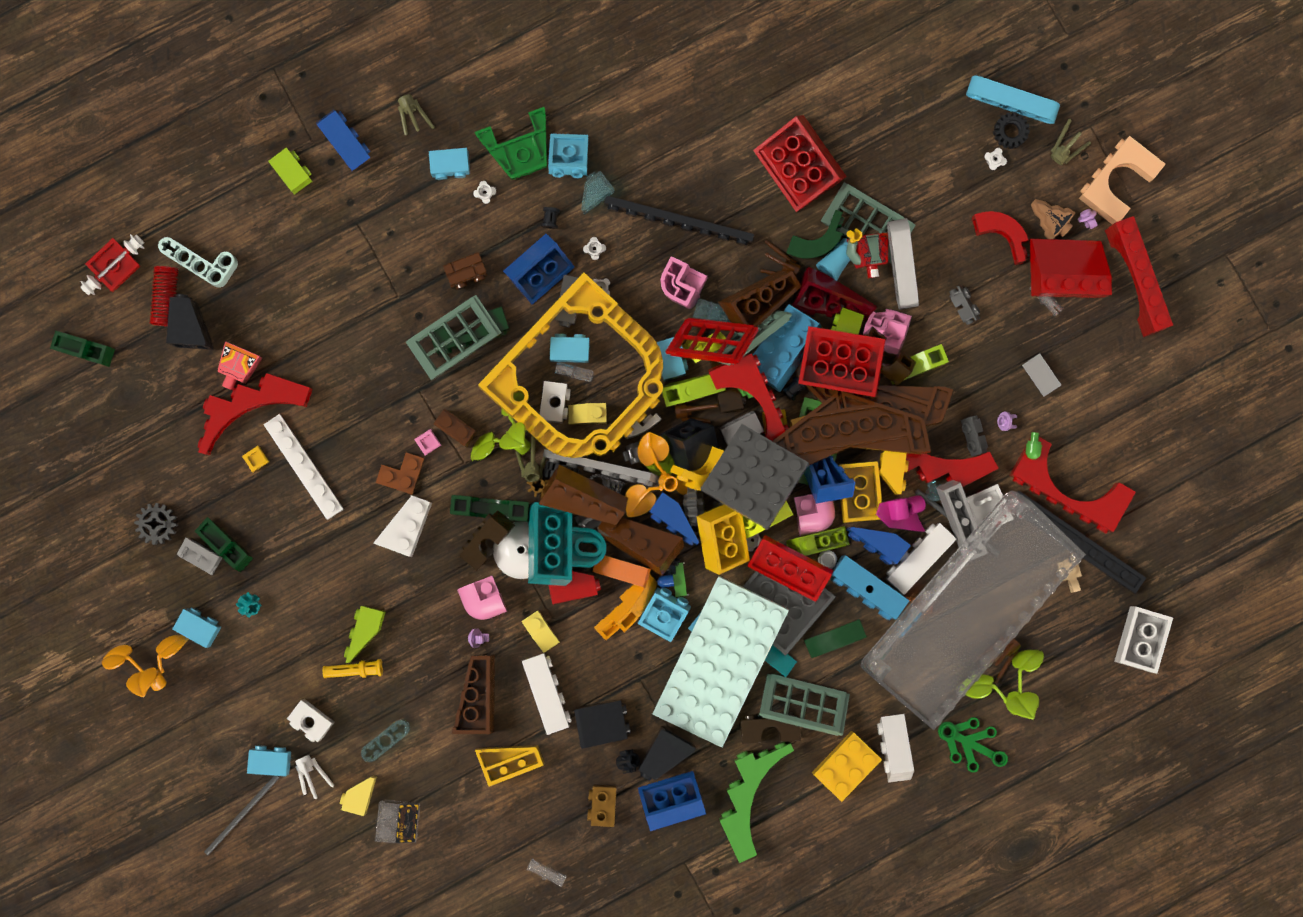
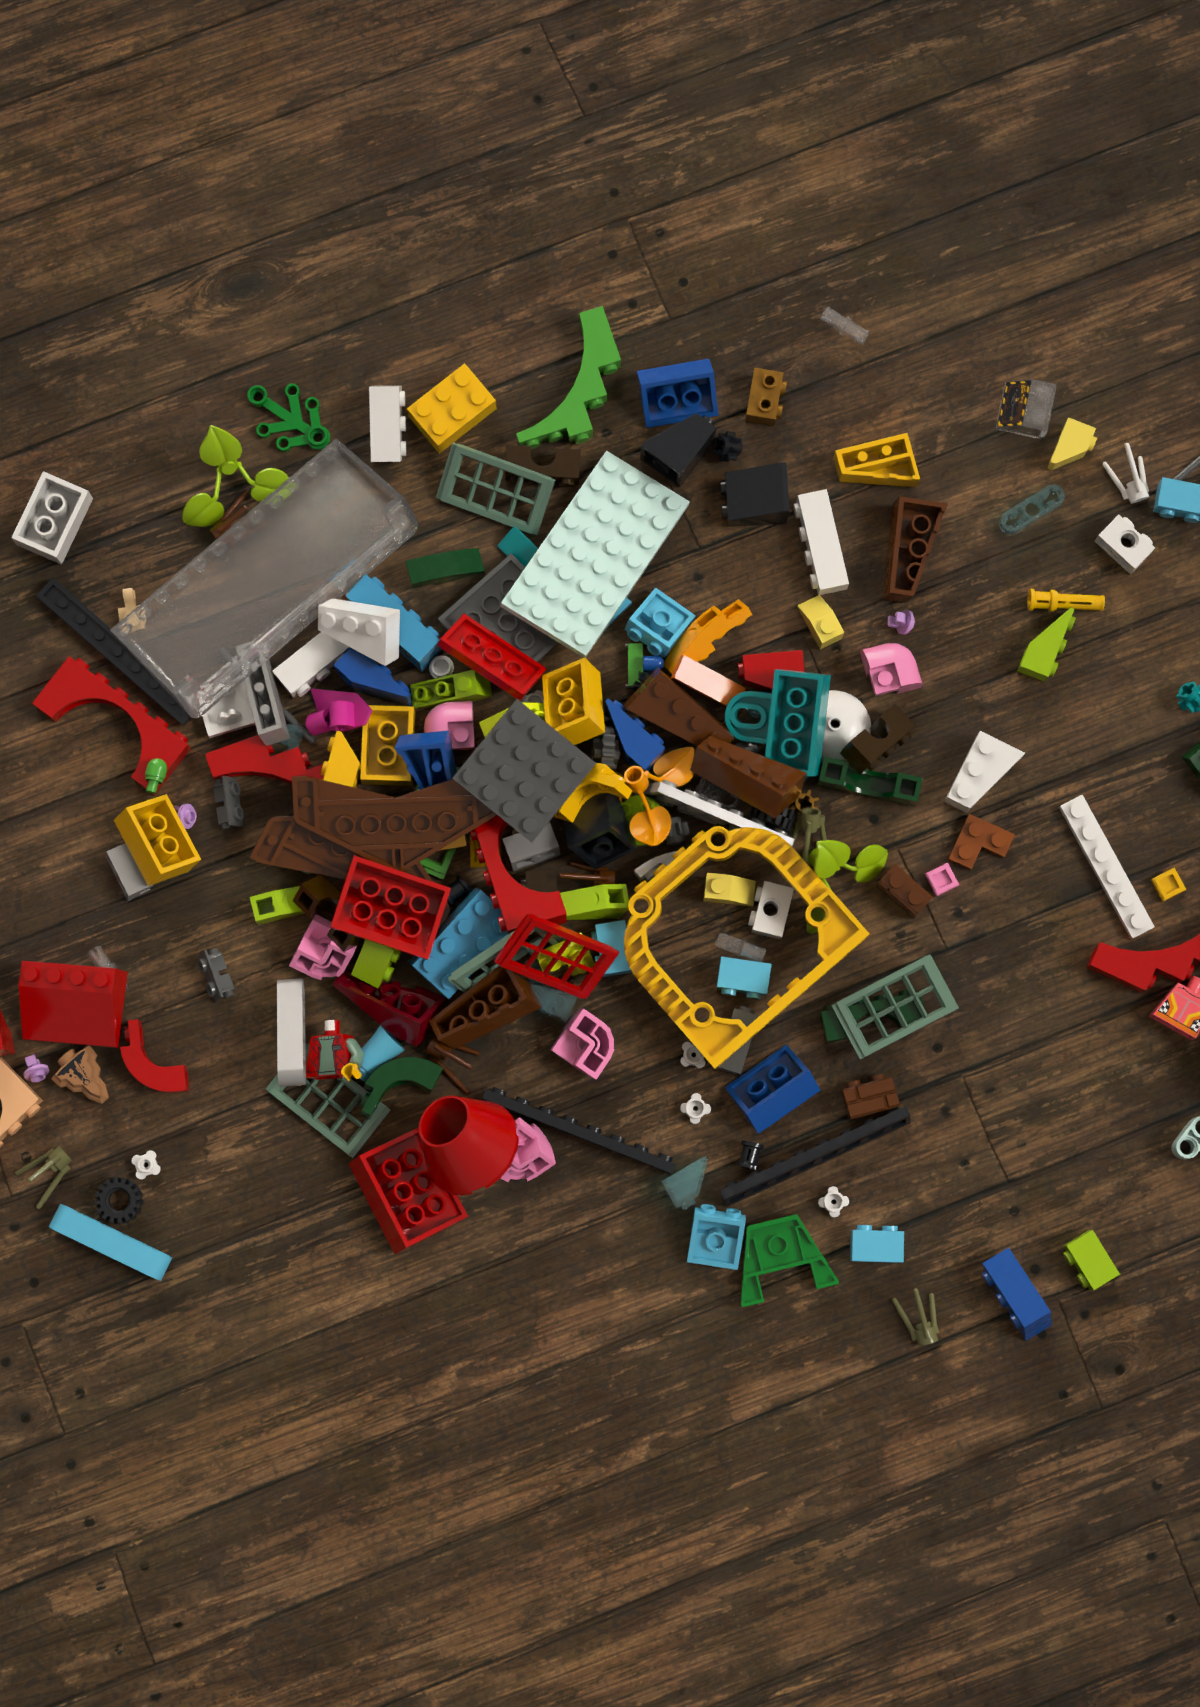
camera: 170 degrees left, 5 degrees down
(508, 219) = (823, 1152): none -> black plate
(722, 198) = (533, 1153): none -> bright pink brick
(747, 193) = (467, 1143): none -> red cone
(893, 575) = (362, 627): none -> white wedge
(1024, 398) = (157, 839): none -> yellow brick

